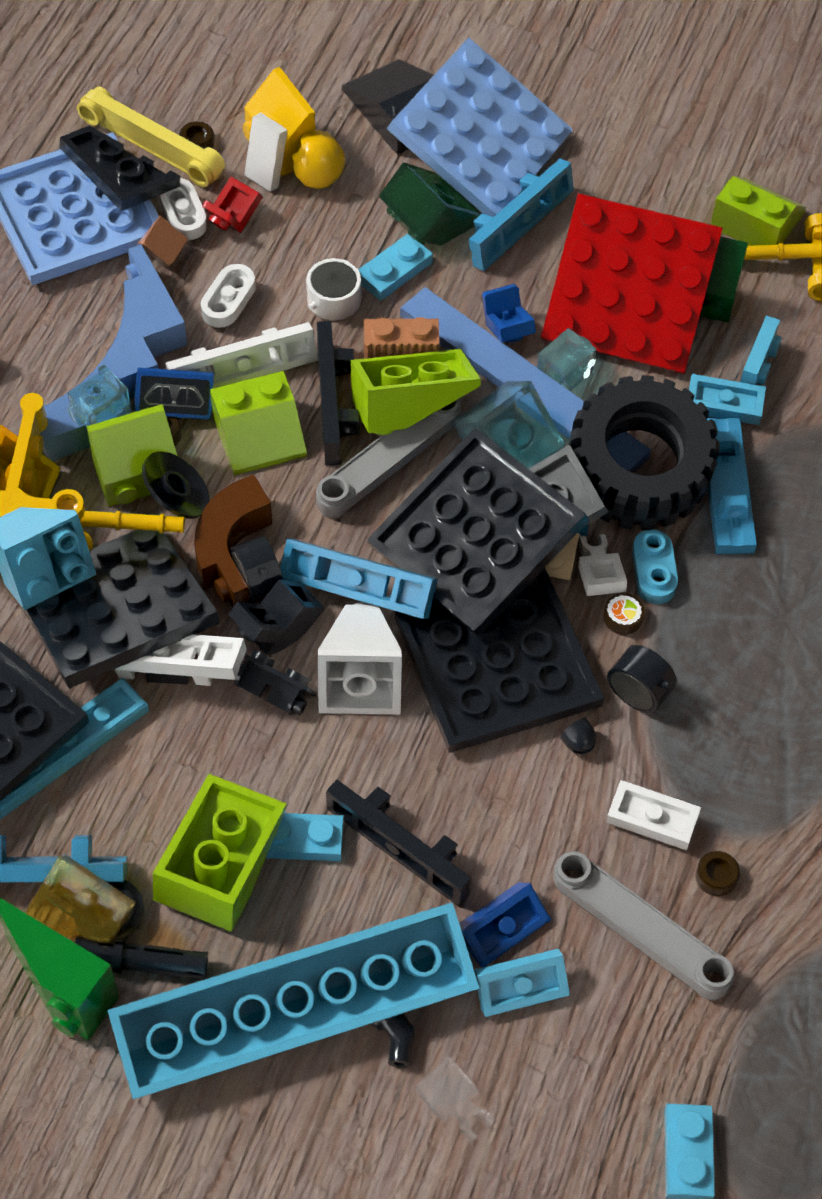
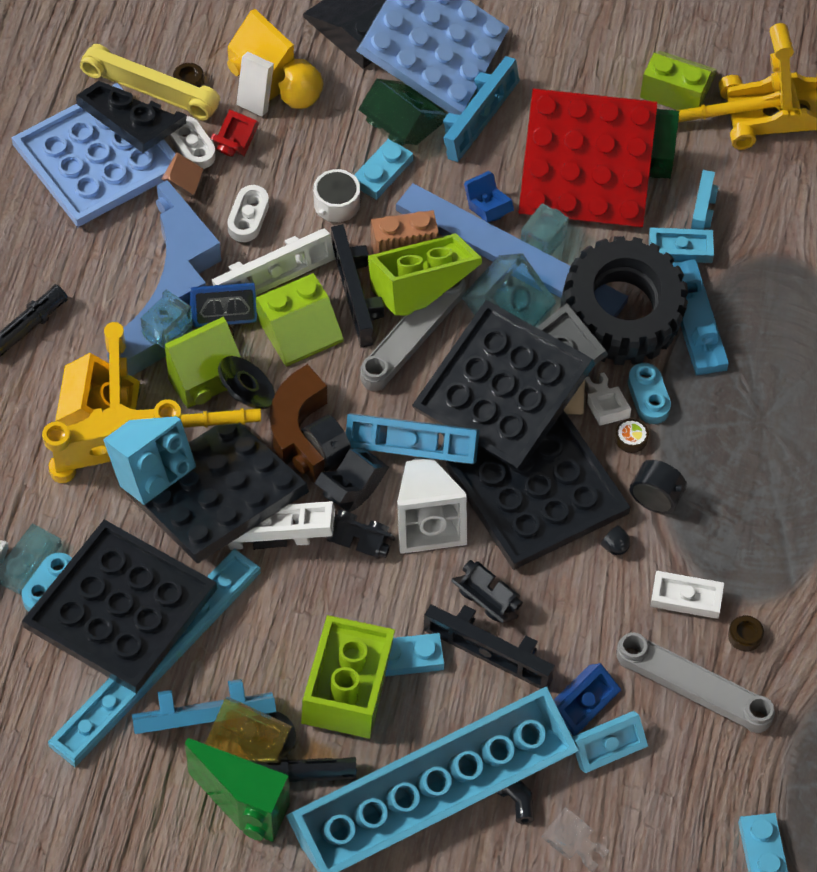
camera: 10 degrees left, 0 degrees up
(421, 790) = (498, 603): none -> black hinge

